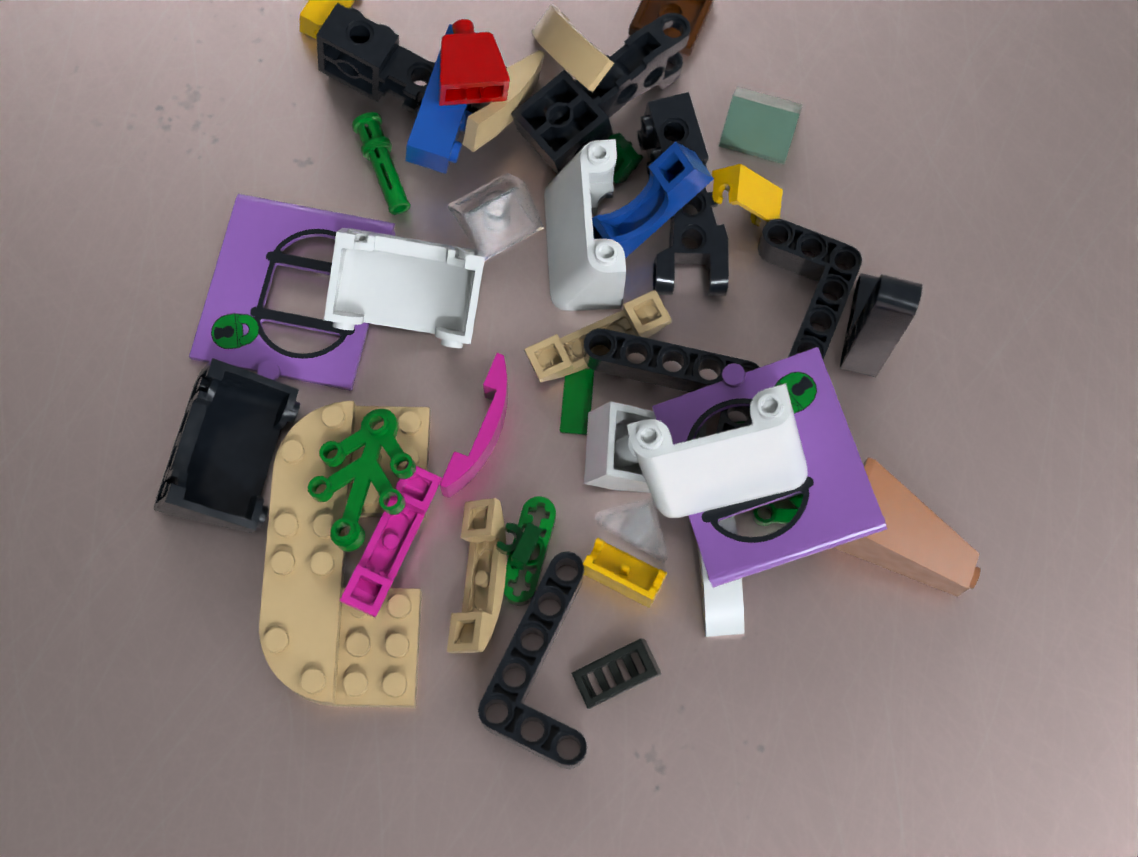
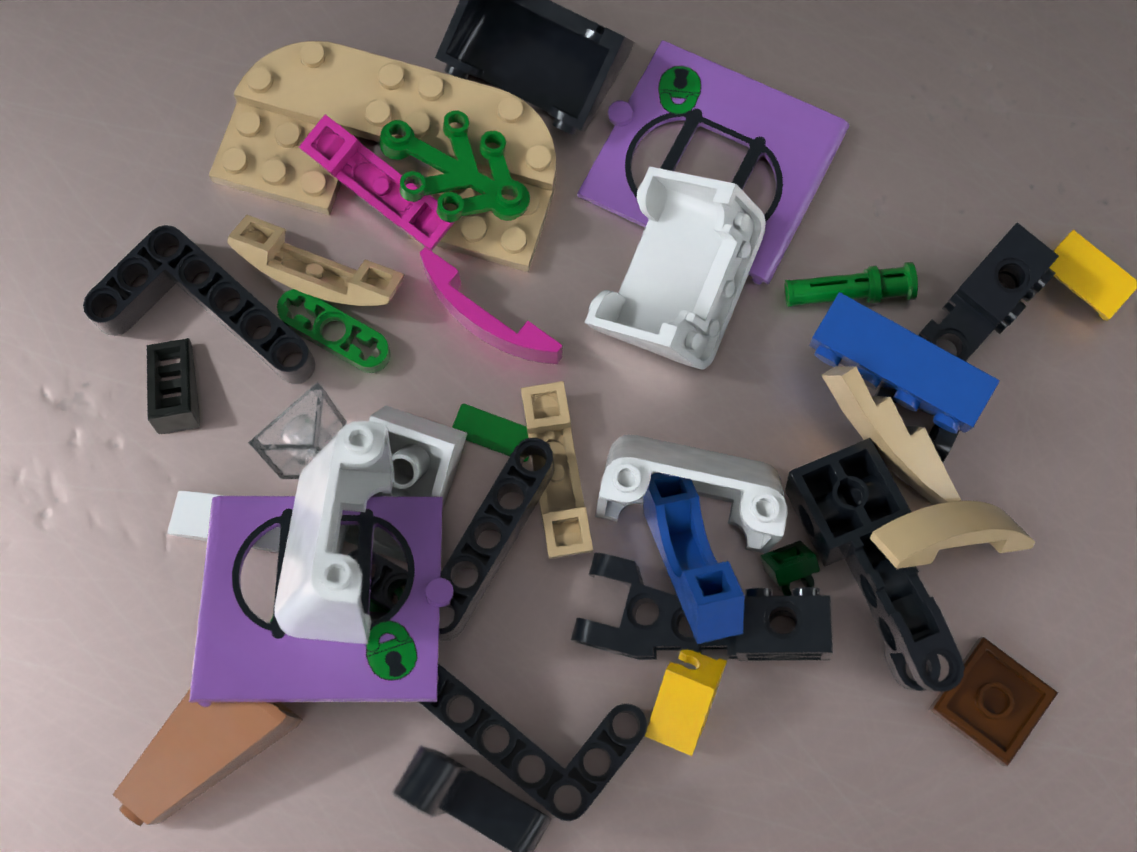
camera: 105 degrees right, 5 degrees up
(471, 67) = (925, 382): red torso -> none
(497, 214) = (752, 399): clear slope -> none
(523, 546) = (328, 315): dark green tile -> none
(623, 573) = (261, 413): yellow hinge -> none
(760, 125) = (803, 767): sand green slope -> none

